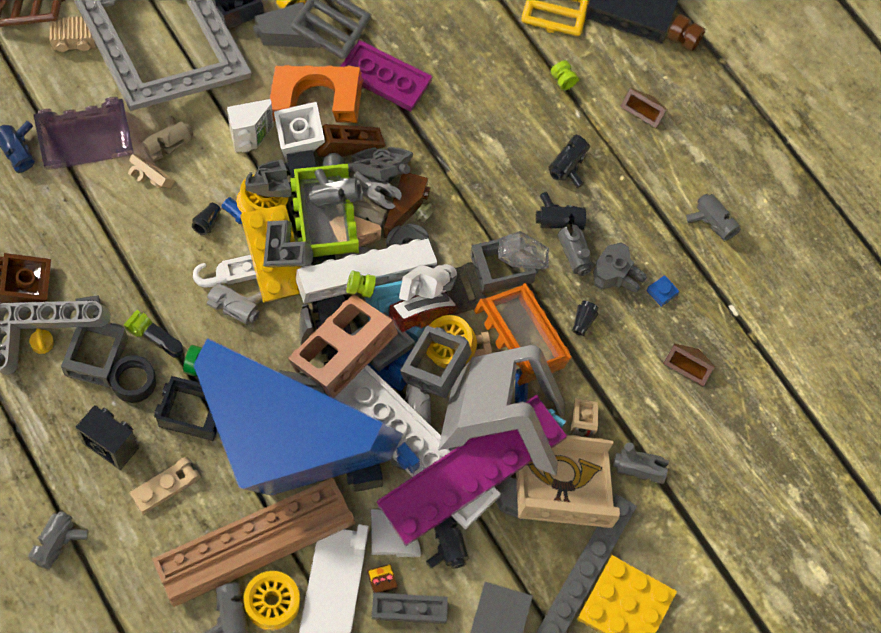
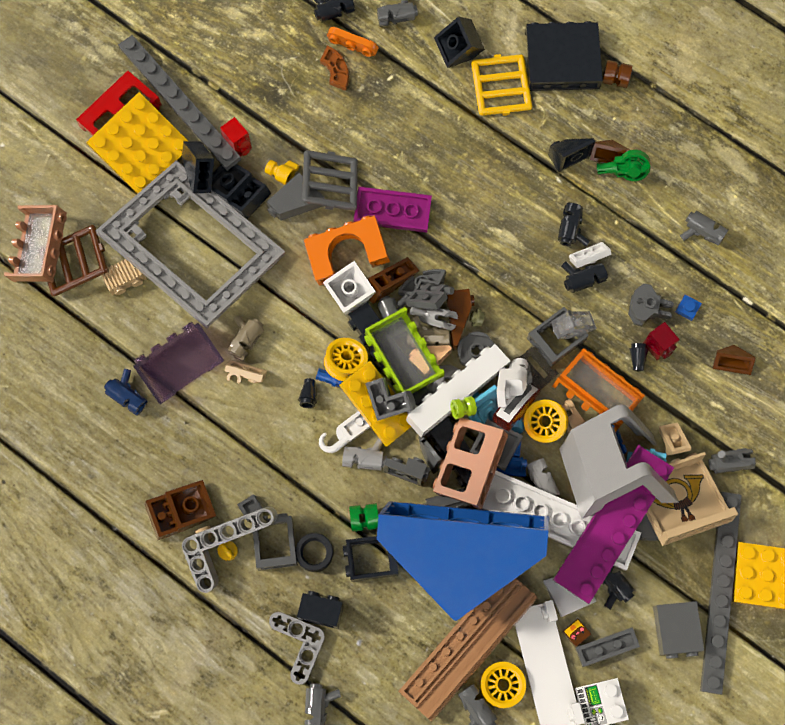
camera: 15 degrees left, 10 degrees up
(77, 471) = (307, 643): none -> light grey beam
(141, 324) = (298, 505): piece -> none
(164, 485) = (378, 628): tan plate -> none
(250, 124) = (306, 300): white slope -> none
(269, 180) = (346, 343): dark grey brick -> none
(275, 332) = (414, 471): none -> dark grey plate
(334, 193) = (406, 337): dark grey piece -> none
(407, 458) = (561, 536): blue plate -> none
(429, 382) = (546, 464): dark grey window -> none
(564, 75) = (536, 151): lime wheel -> none
(576, 250) = (609, 301): dark grey piece -> none
(577, 197) = (590, 255): none -> white plate
(601, 89) = (570, 152): none -> black slope
(614, 308) = (661, 341): none -> dark red brick
(655, 126) = (627, 166): none -> green pin

